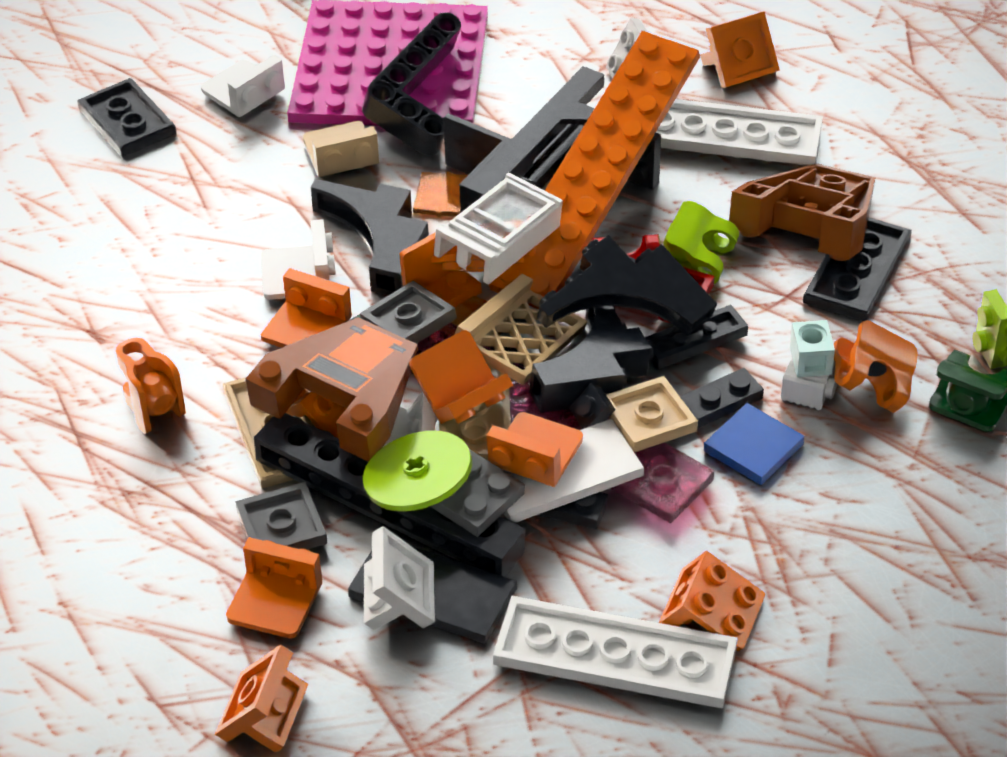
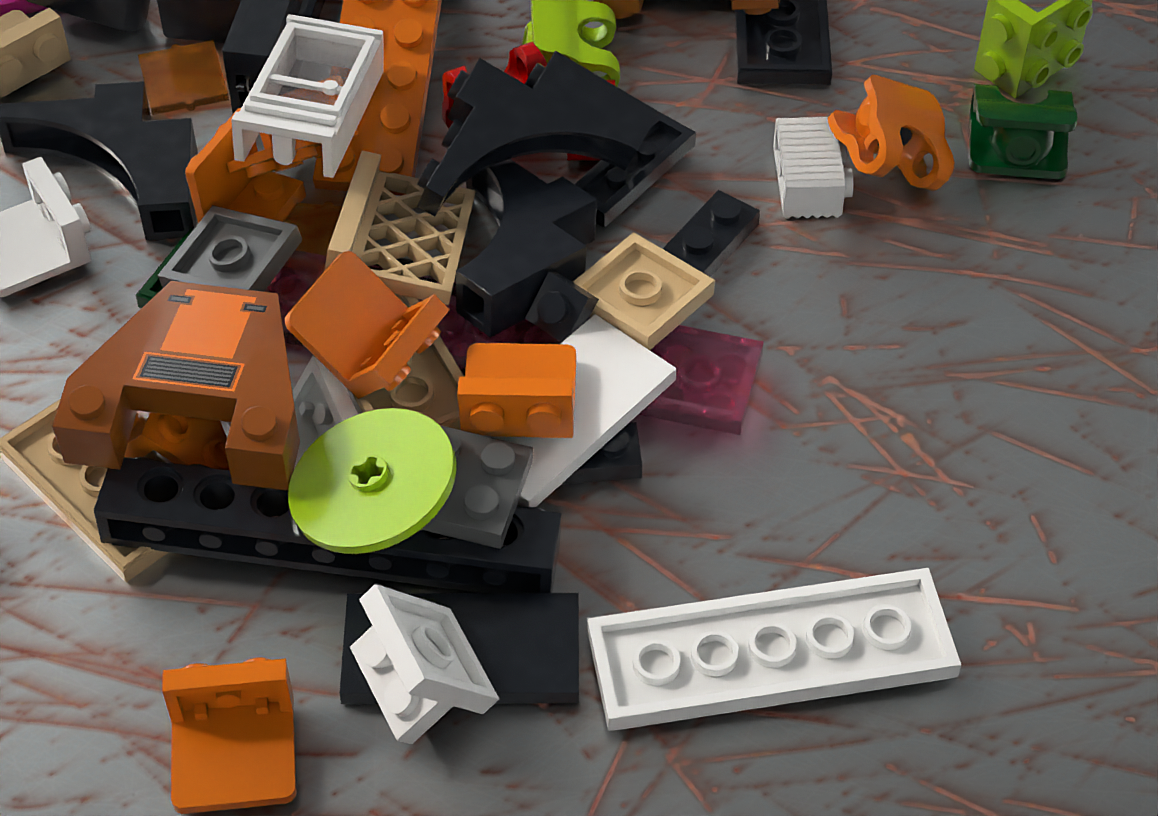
camera: 25 degrees left, 5 degrees up
(283, 517) = (186, 620): dark grey plate -> none
(309, 308) = (76, 297): orange bracket -> none
(714, 599) = (857, 518): orange bracket -> none
(754, 443) = (786, 288): tile -> none
(812, 348) = (812, 135): light aqua brick -> none

